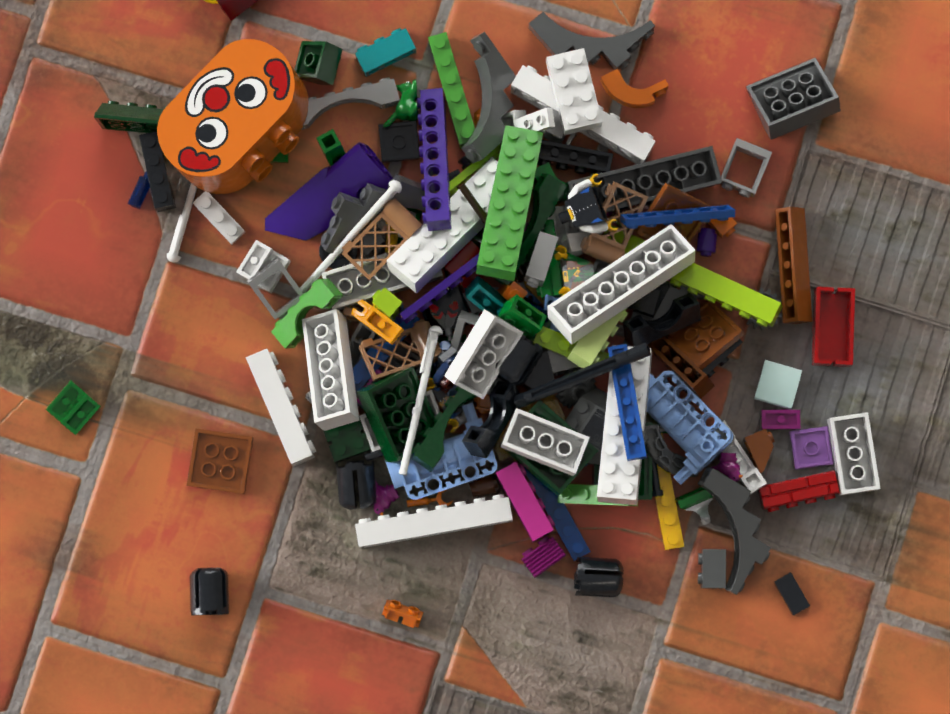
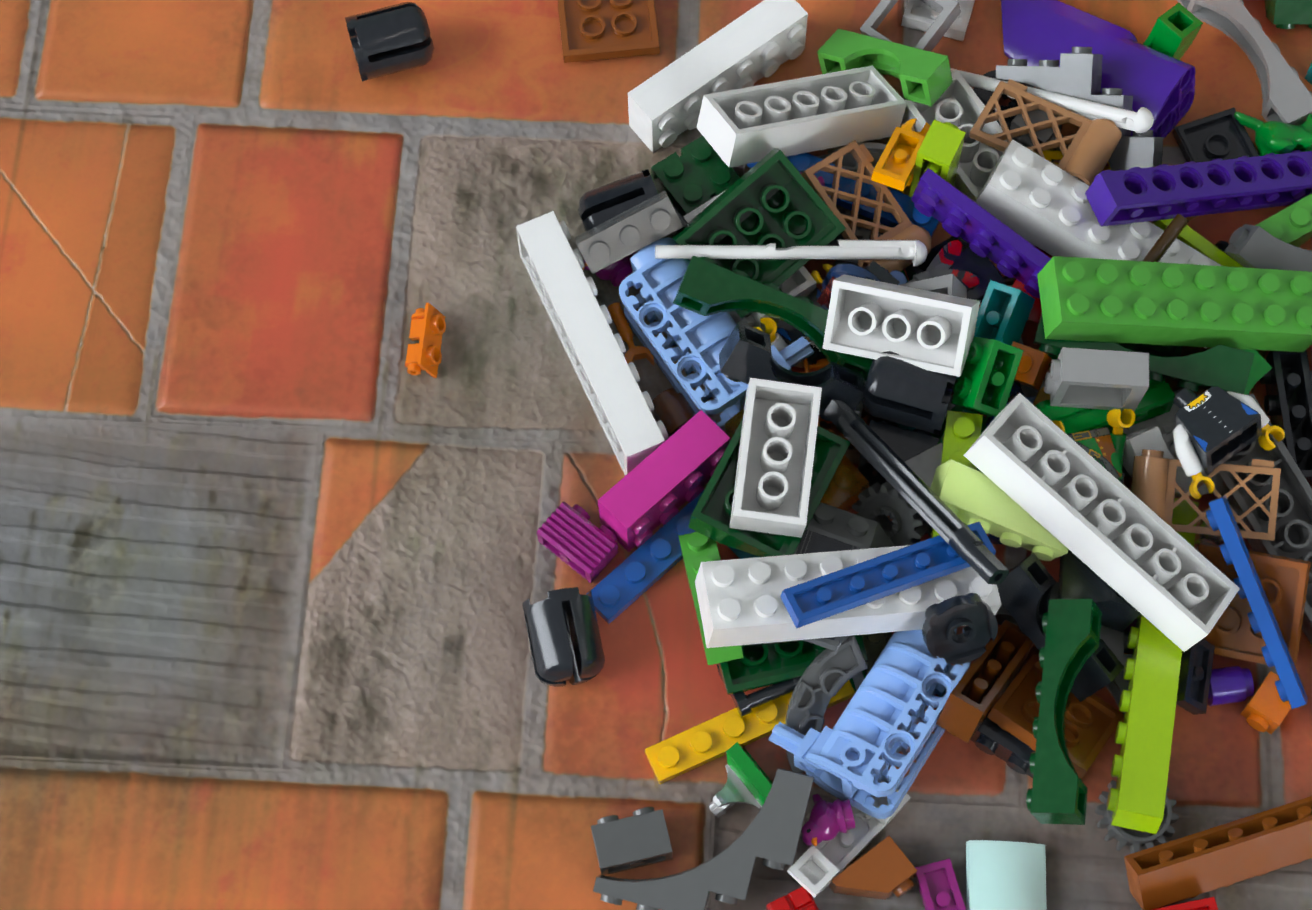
camera: 75 degrees right, 15 degrees down
(378, 485) = (628, 232): none -> brick
(658, 373) = (954, 612): none -> black plate
(706, 259) = (1195, 677): none -> black plate
(749, 348) = (1071, 638): none -> dark green arch

